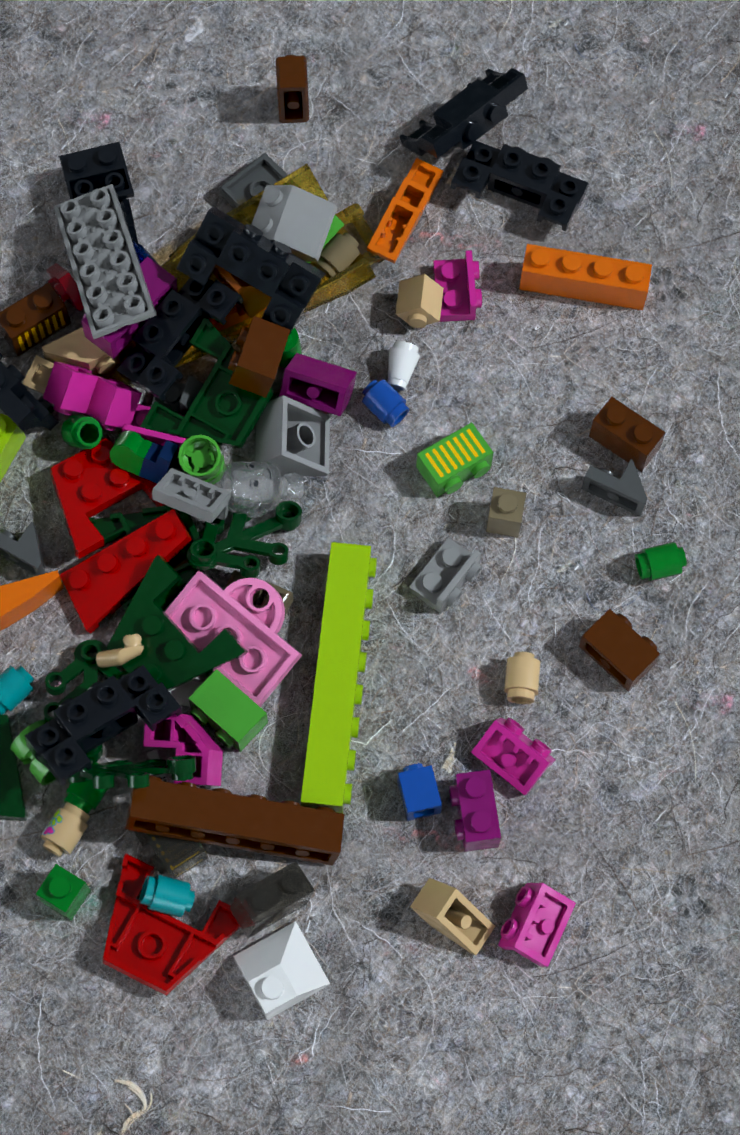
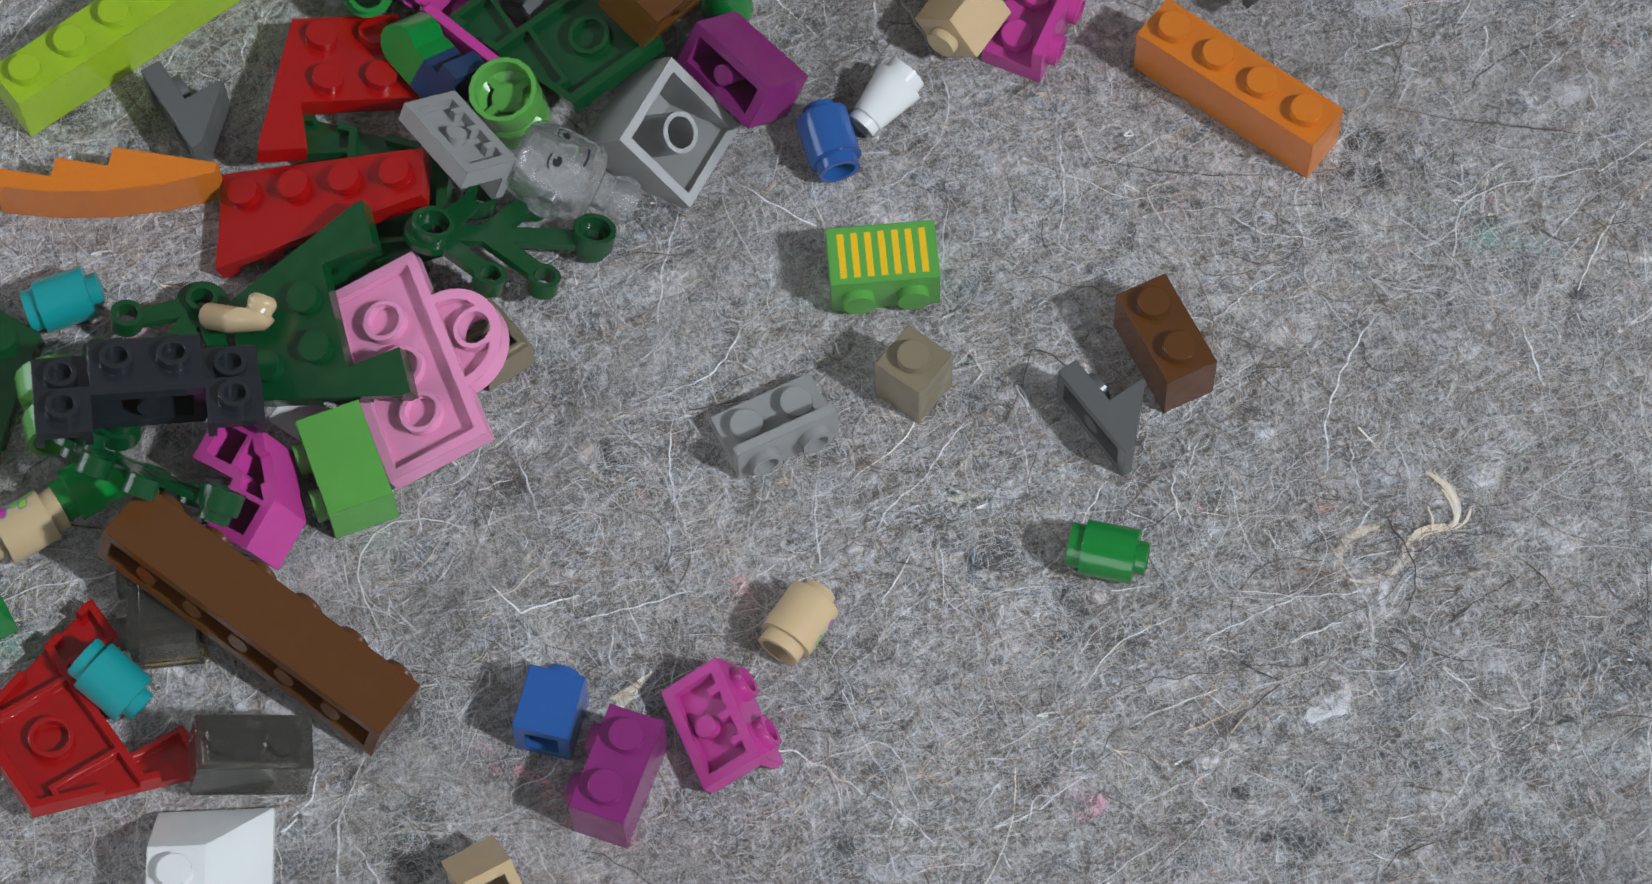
camera: 30 degrees right, 5 degrees down
(337, 677) = (529, 495): lime brick -> none
(619, 649) = (969, 648): reddish brown brick -> none

